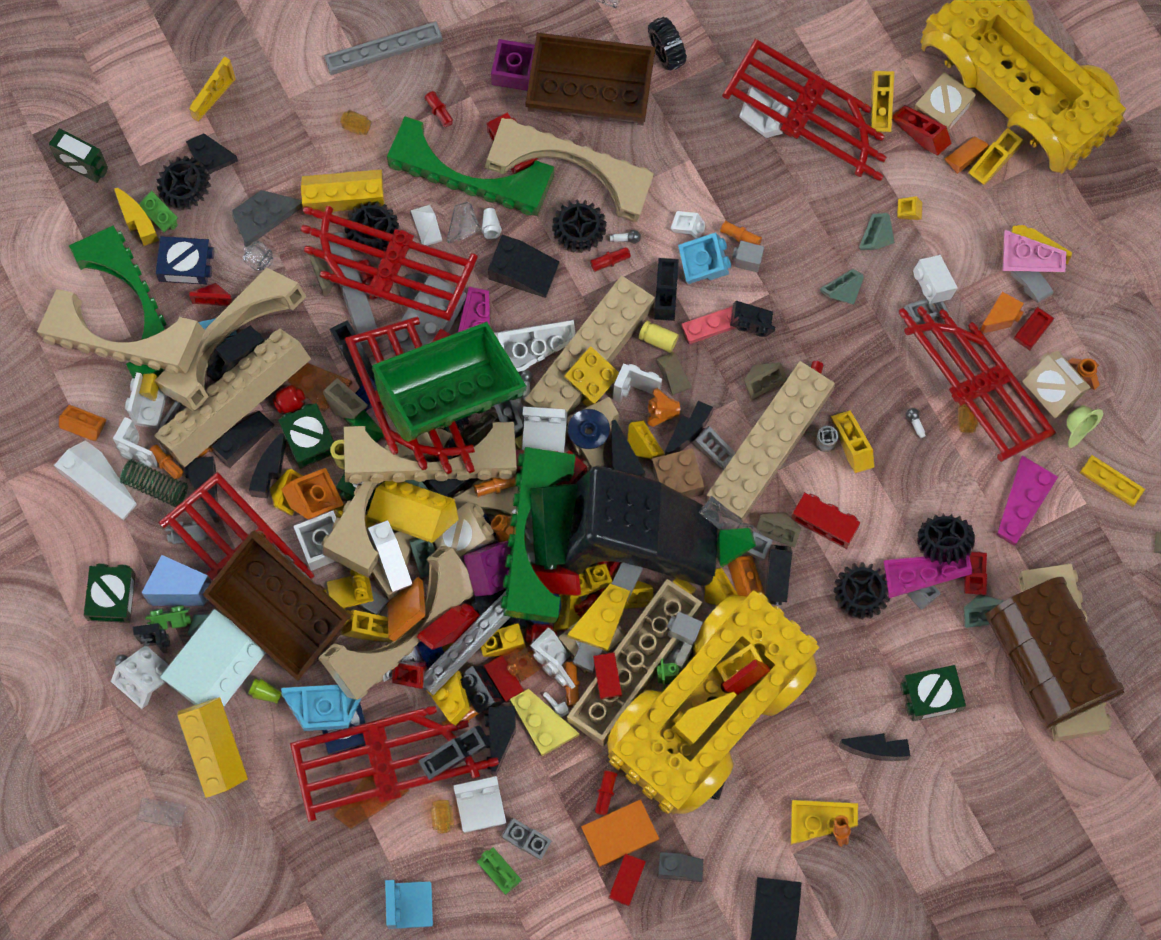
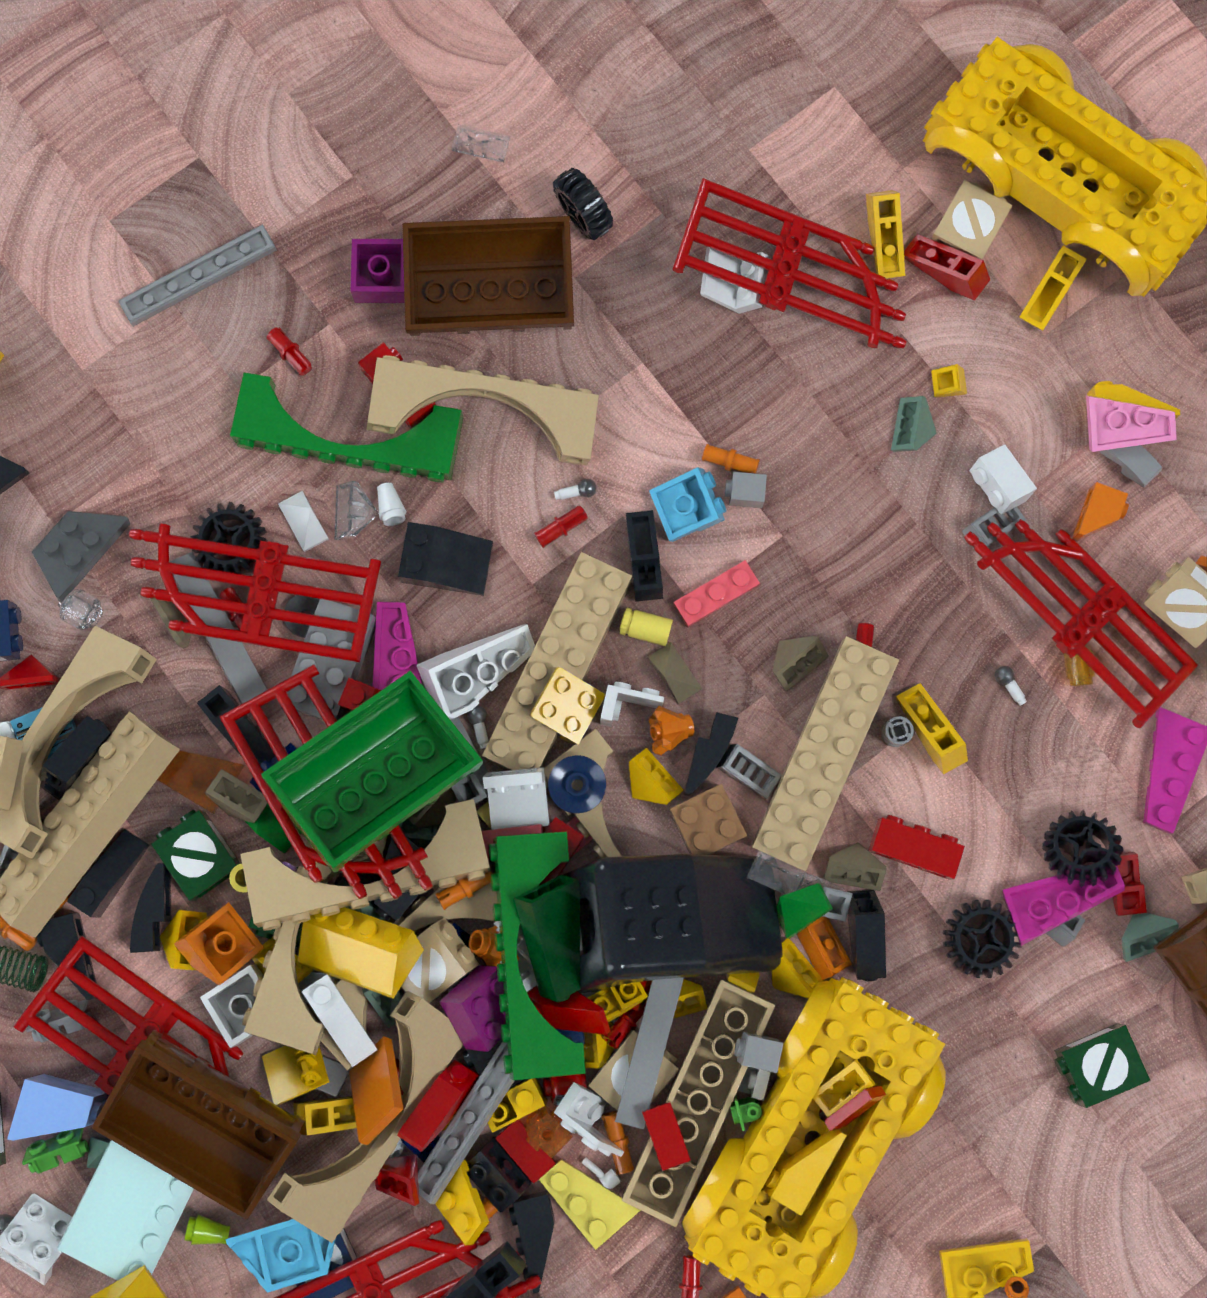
camera: 10 degrees left, 10 degrees up
(152, 635) = (47, 1186): black bracket -> none
(289, 399) = (162, 809): red head -> none
(342, 190) = (178, 492): yellow slope -> none
(355, 122) = (179, 391): clear yellow brick -> none
(563, 229) = (498, 489): black gear -> none
(601, 619) = (644, 1056): yellow wing -> none
(622, 454) = (633, 823): black slope -> none
(688, 223) = (657, 458): white bracket -> none
(752, 319) = (767, 579): black bracket -> none
(844, 287) = (882, 509): sand green slope -> none
(877, 748) = (1041, 1156): black slope -> none
(966, 154) = (1011, 289): orange slope -> none
(1033, 328) = (1143, 523): red tile -> none

